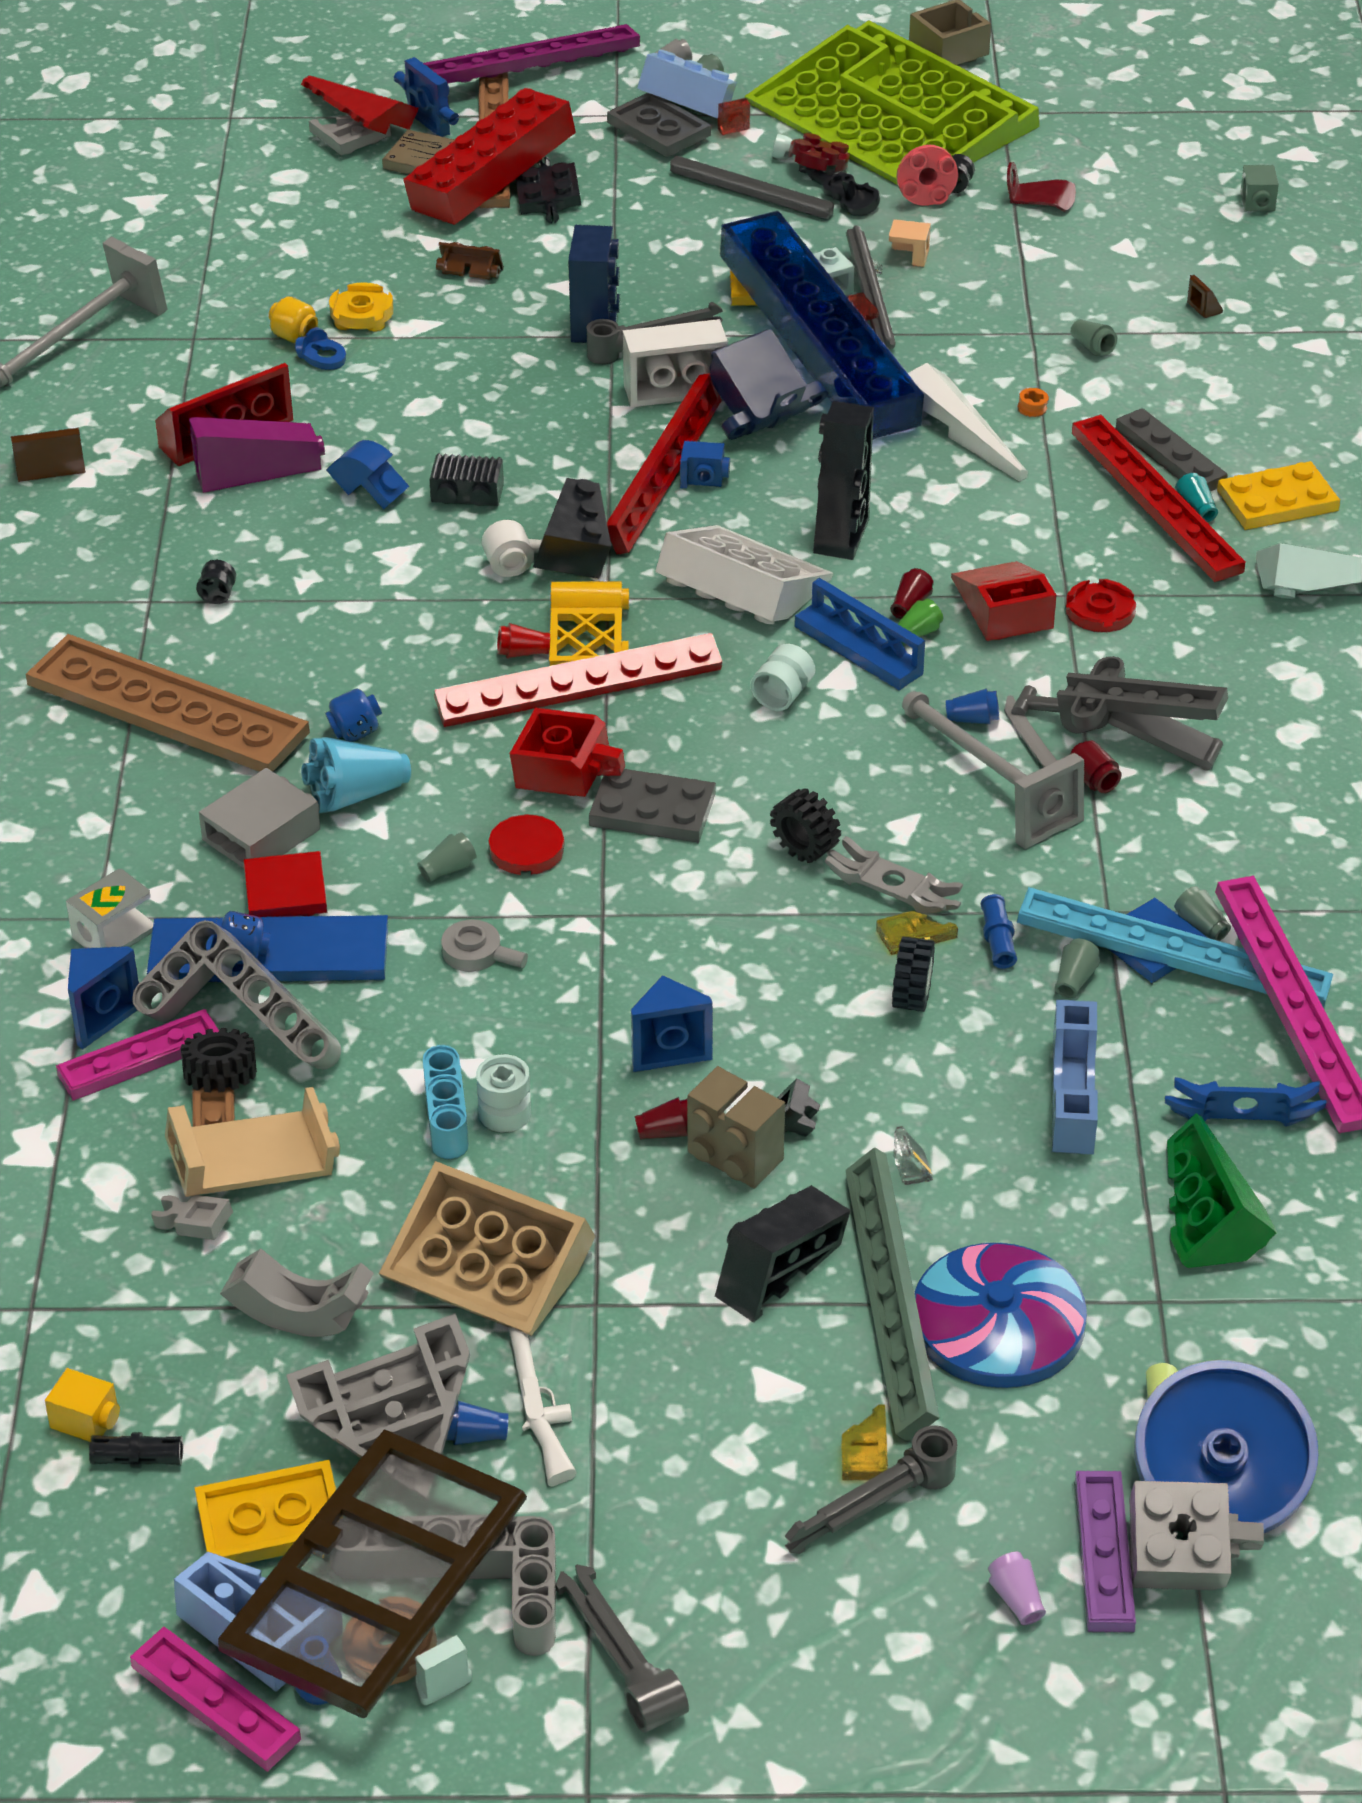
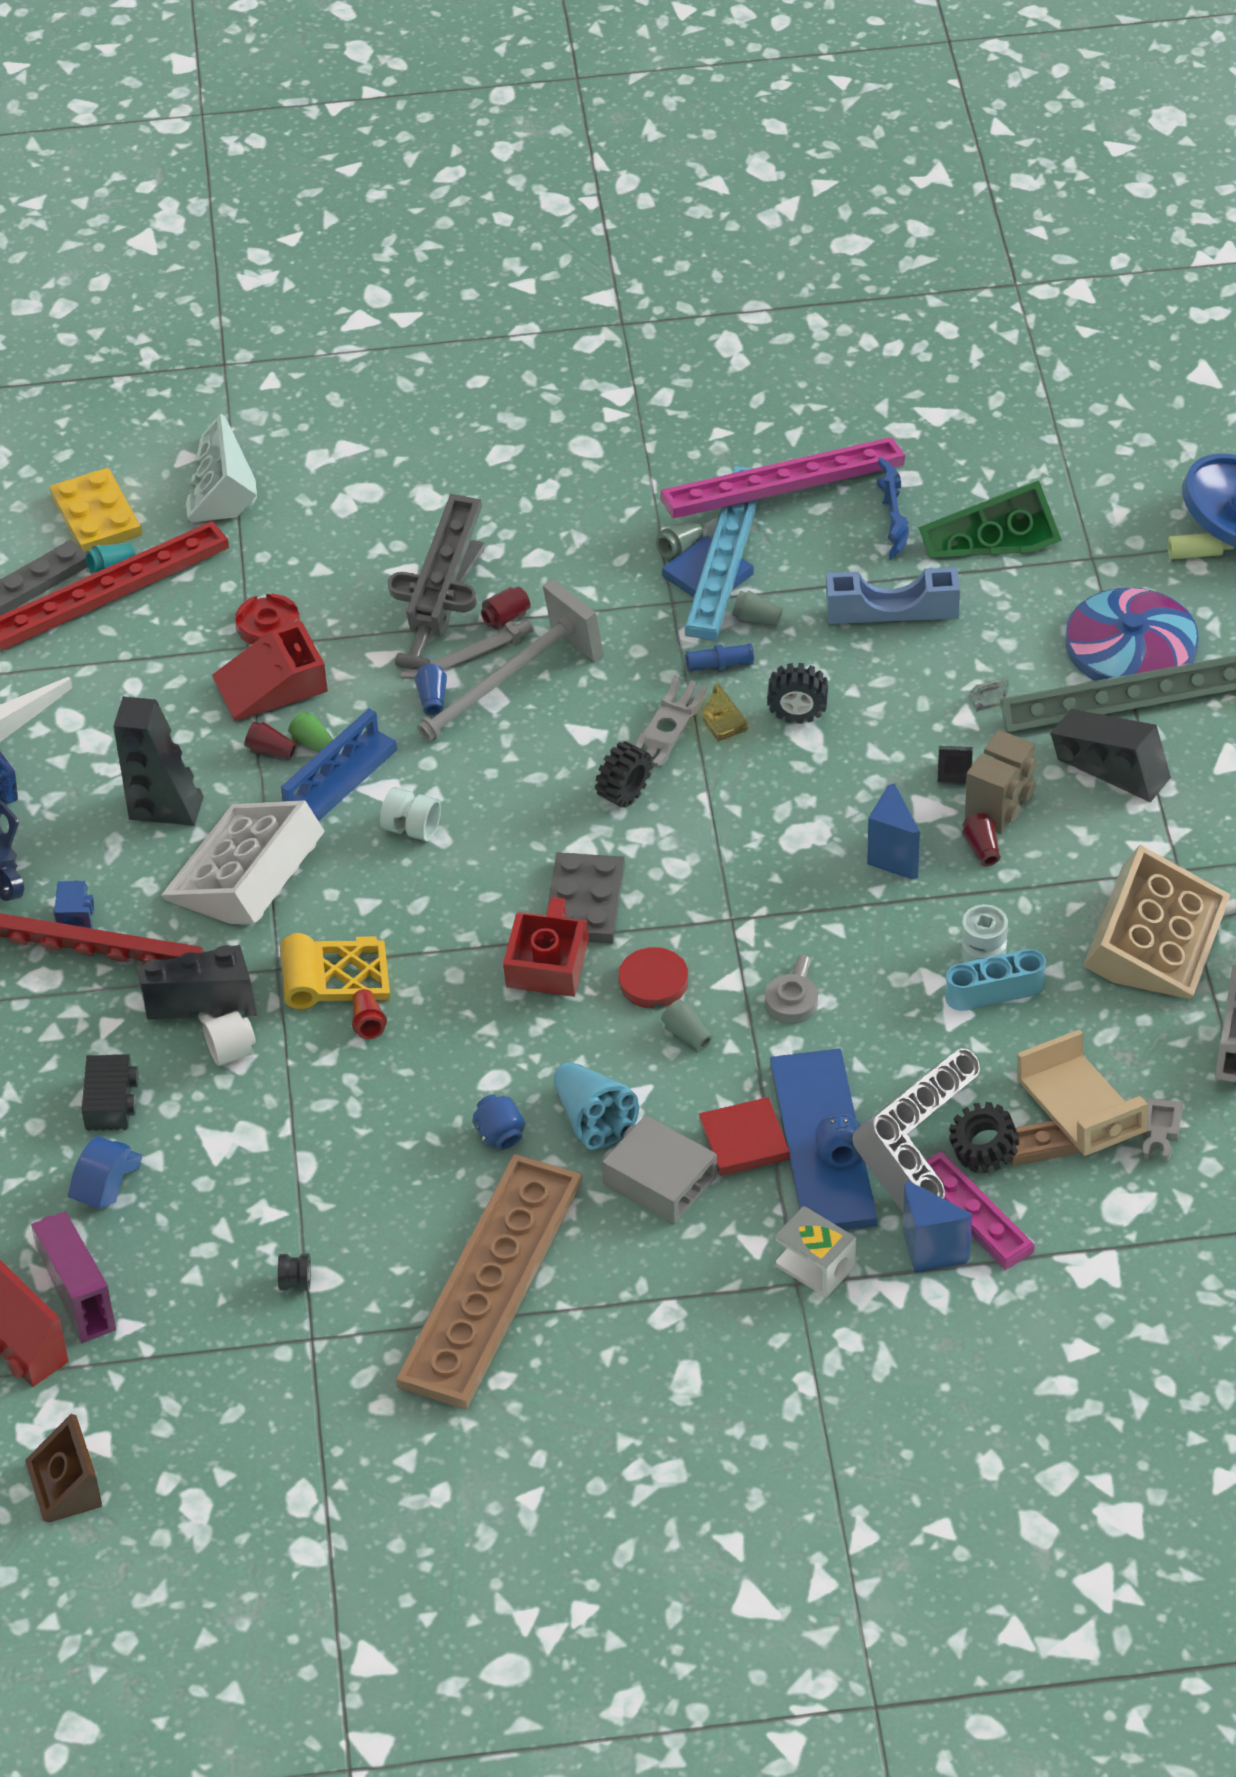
camera: 95 degrees left, 5 degrees up
(577, 679) = (419, 968): plate -> none

